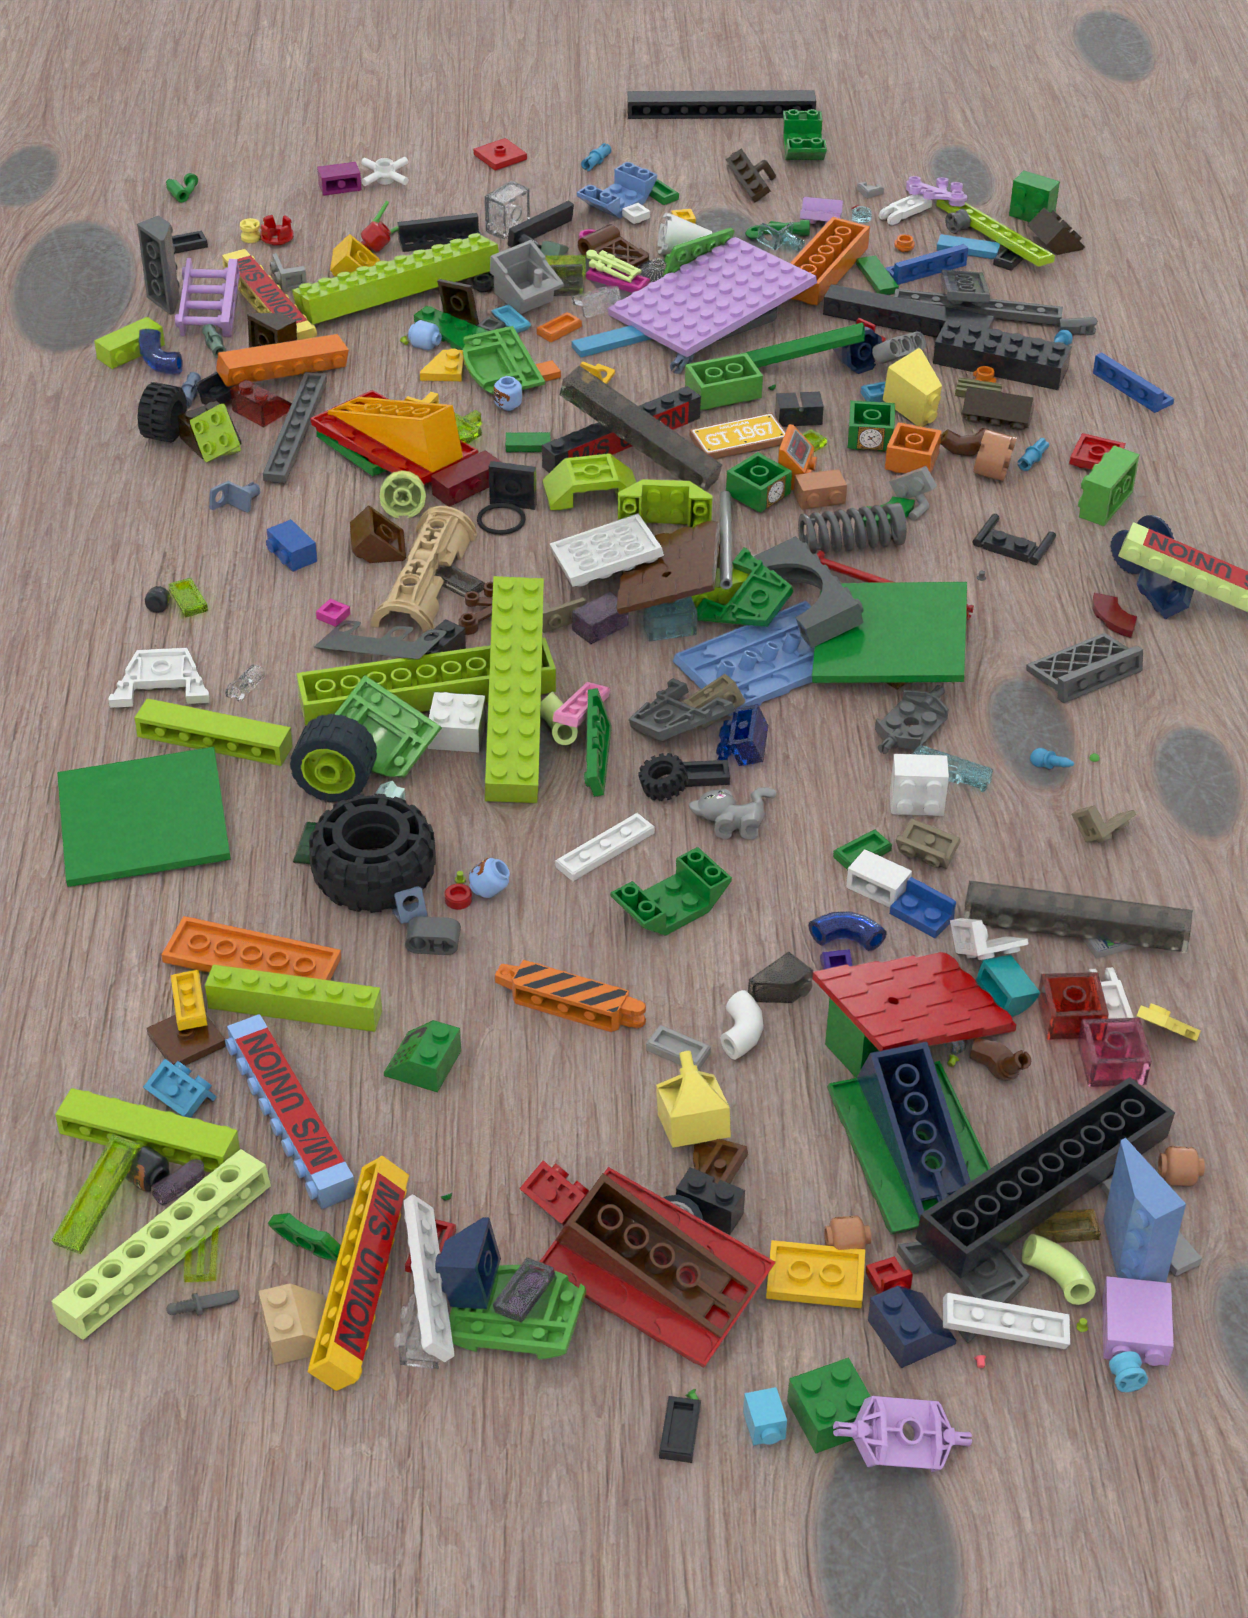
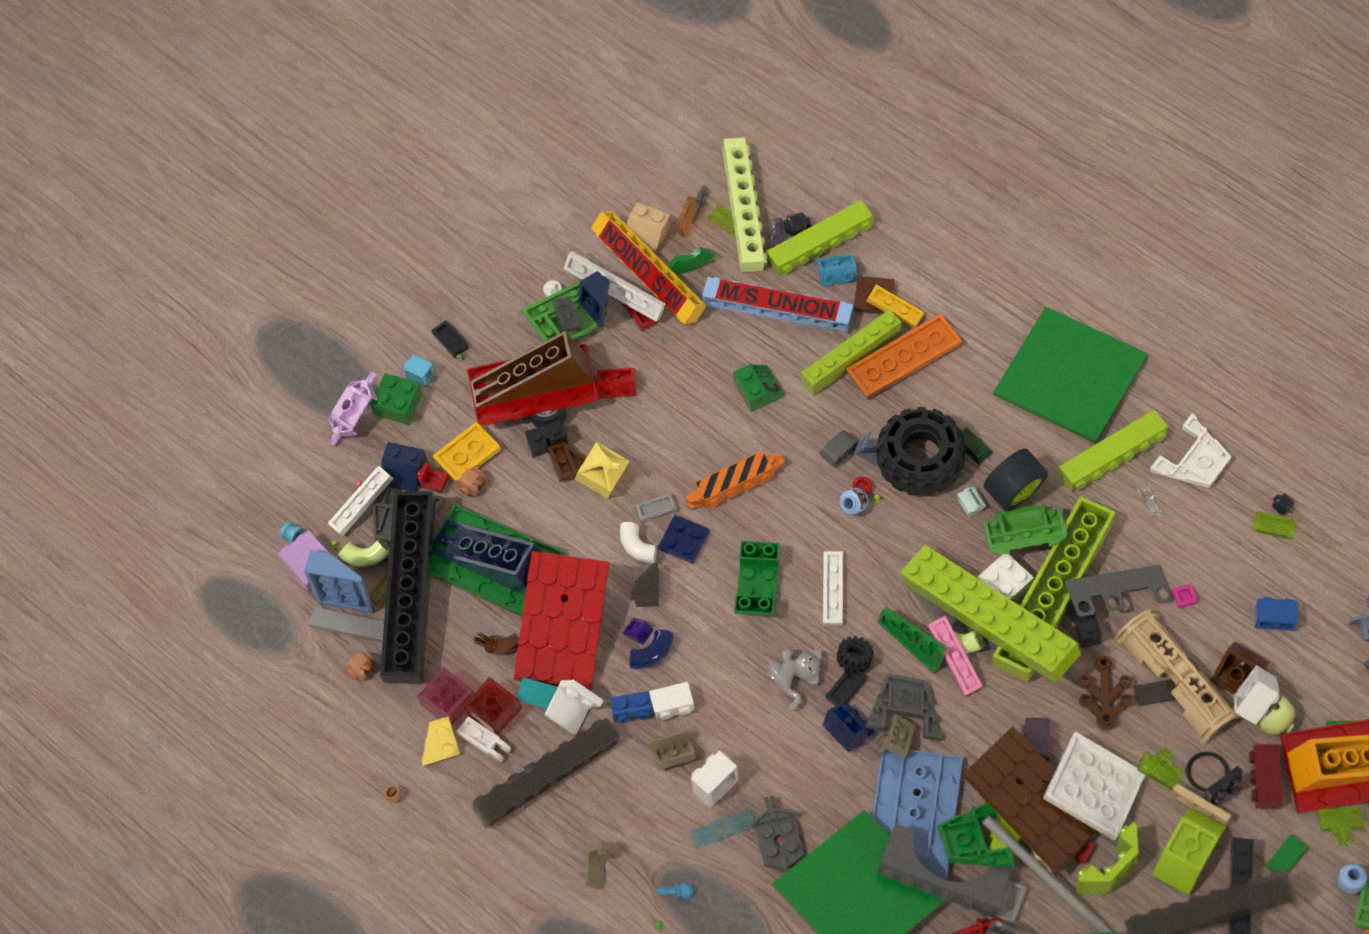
camera: 140 degrees right, 20 degrees up
(96, 1194) = (797, 193): clear neon green tile -> none
(237, 1286) = (686, 216): none -> clear orange tile
(400, 497) = (1256, 695): none -> white brick
(490, 1366) = (551, 287): none -> white tile
(535, 534) = (1159, 768): none -> clear neon green hinge
(542, 501) = (1200, 804): none -> tan tile
(559, 615) = (1070, 709): dark tan bracket -> none
(688, 998) = (683, 539): none -> clear blue plate
(871, 841) = (705, 719): green tile -> none

